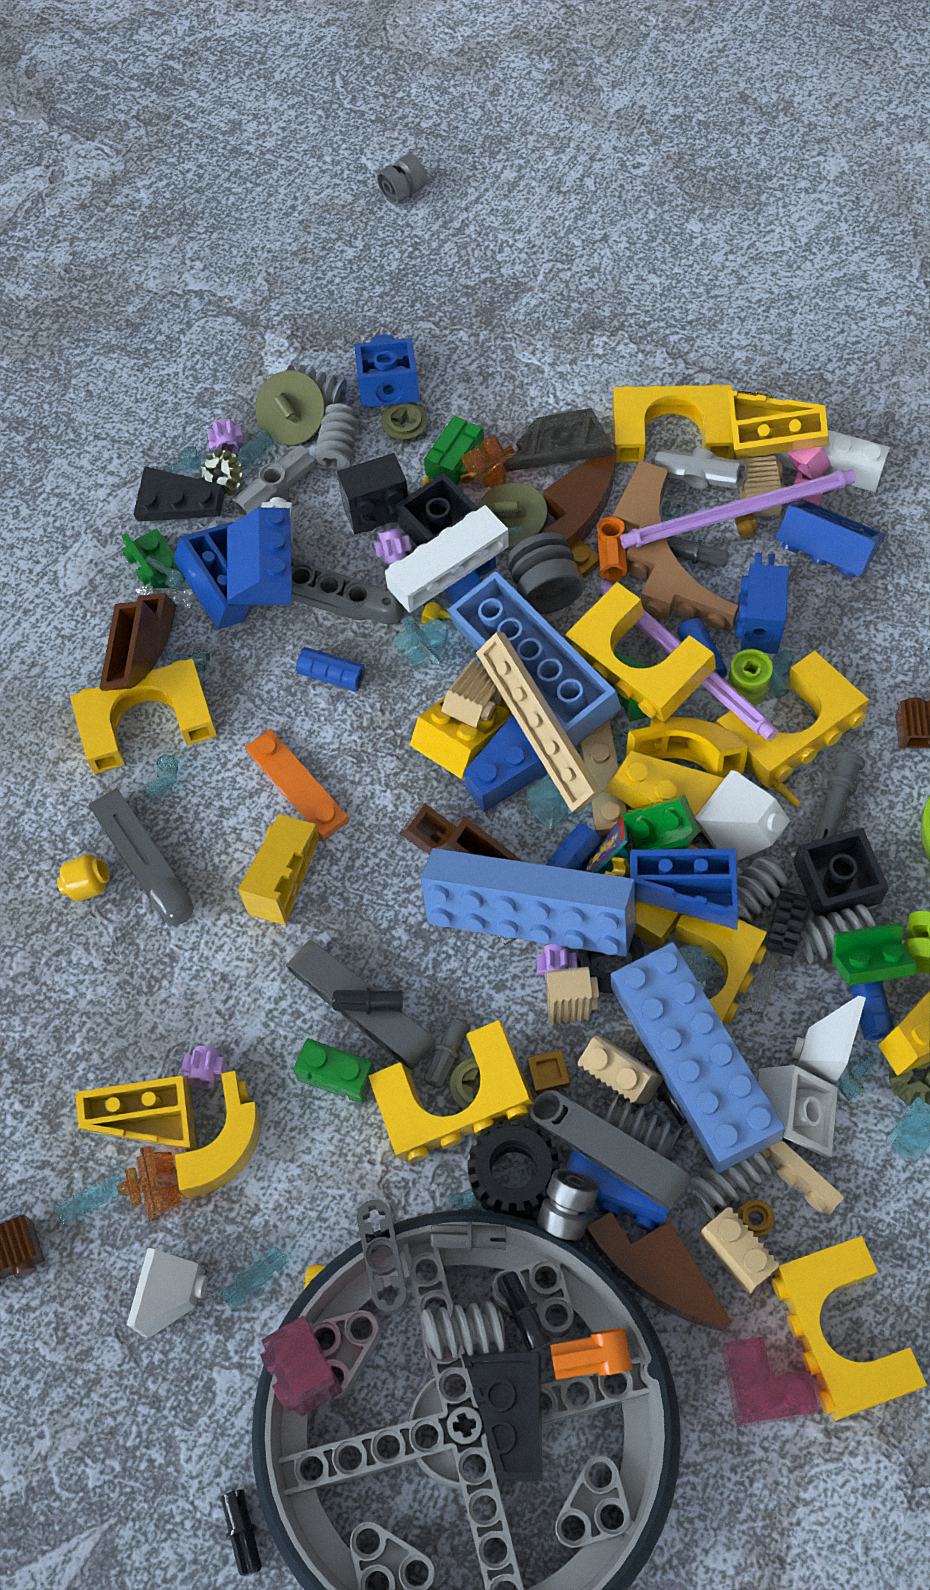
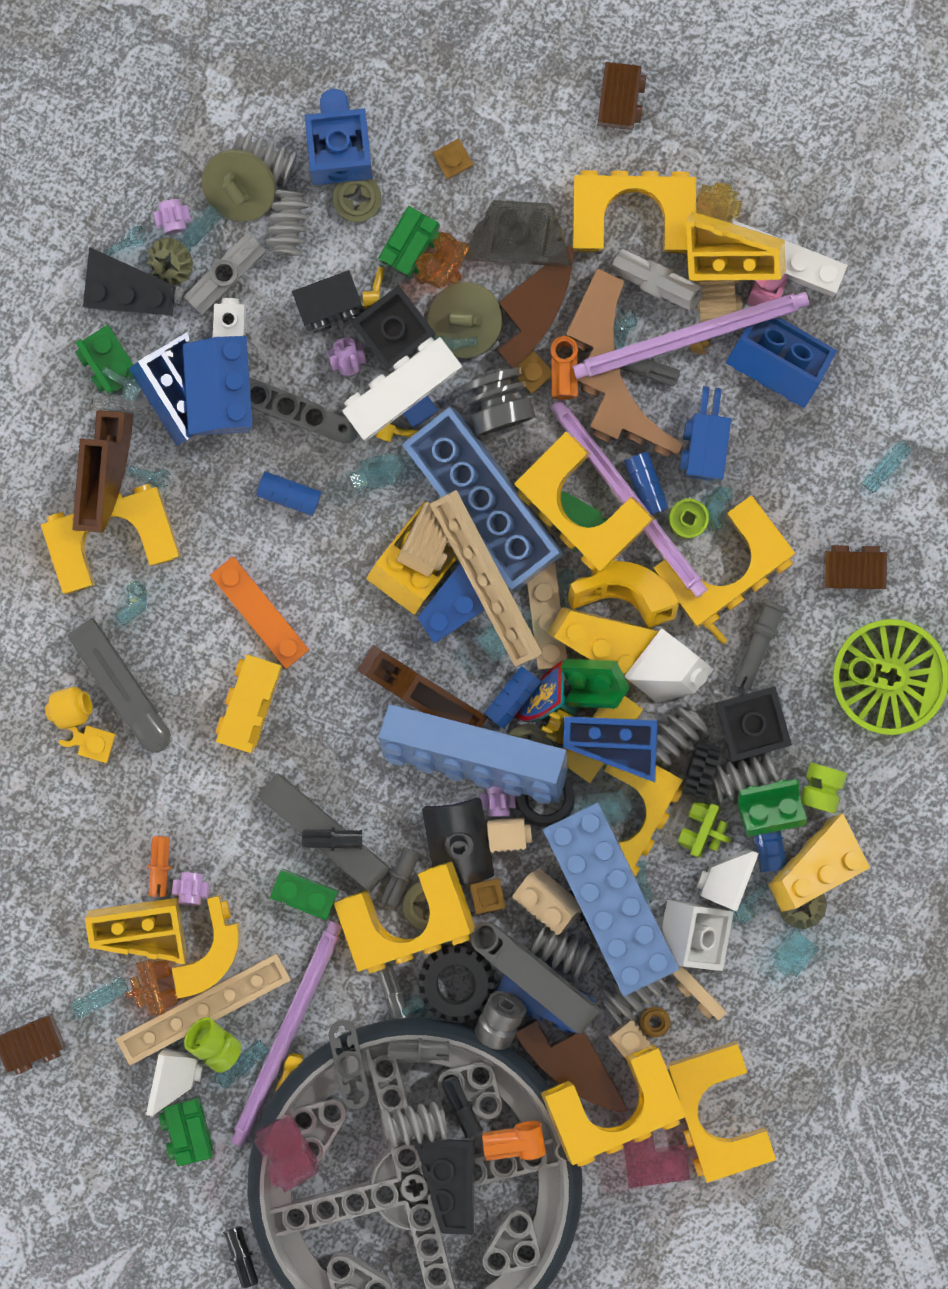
camera: 10 degrees left, 25 degrees up
(107, 918) = (93, 743): none -> yellow plate
(170, 1043) = (159, 866): none -> orange axle
(181, 1362) = (186, 1131): none -> green brick
(211, 1209) = (211, 1003): none -> tan plate
(223, 1252) = (212, 1044): none -> lime wheel
(308, 1240) = (286, 1033): none -> lavender piece
(437, 1186) = (393, 994): none -> dark grey axle
(496, 390) = (453, 159): none -> pearl gold plate
(515, 995) = (460, 836): none -> black shield
(653, 332) = (620, 96): none -> reddish brown brick
(679, 1345) = (656, 1108): none -> yellow arch
(797, 977) = (697, 841): none -> lime hips

